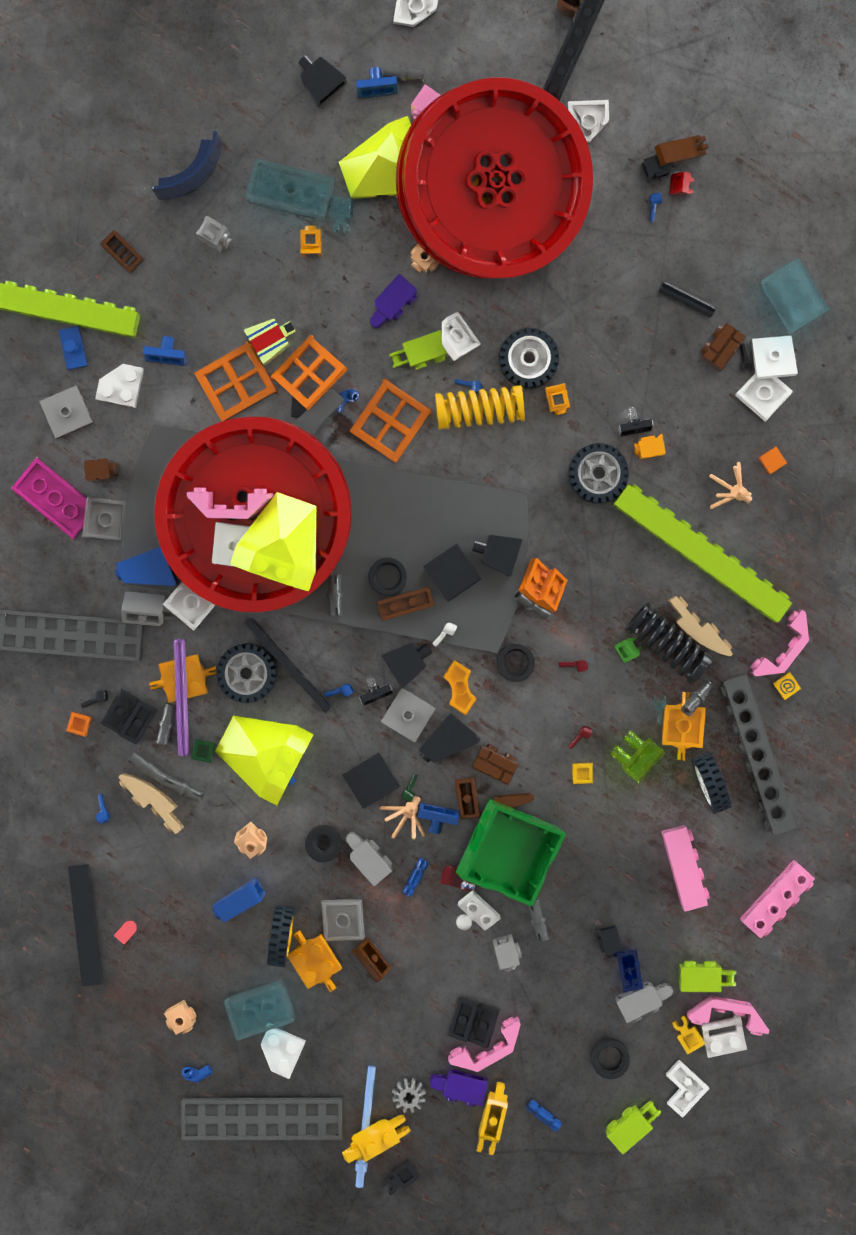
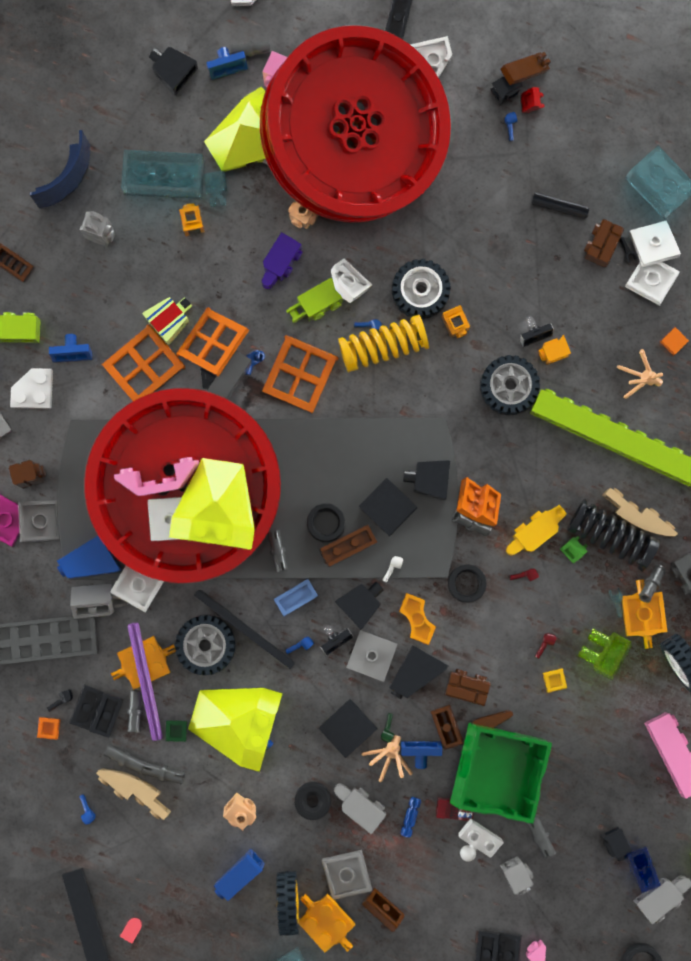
camera: 10 degrees left, 5 degrees down
(344, 643) = (295, 597): none -> medium blue tile
(594, 625) = (536, 532): none -> yellow hinge

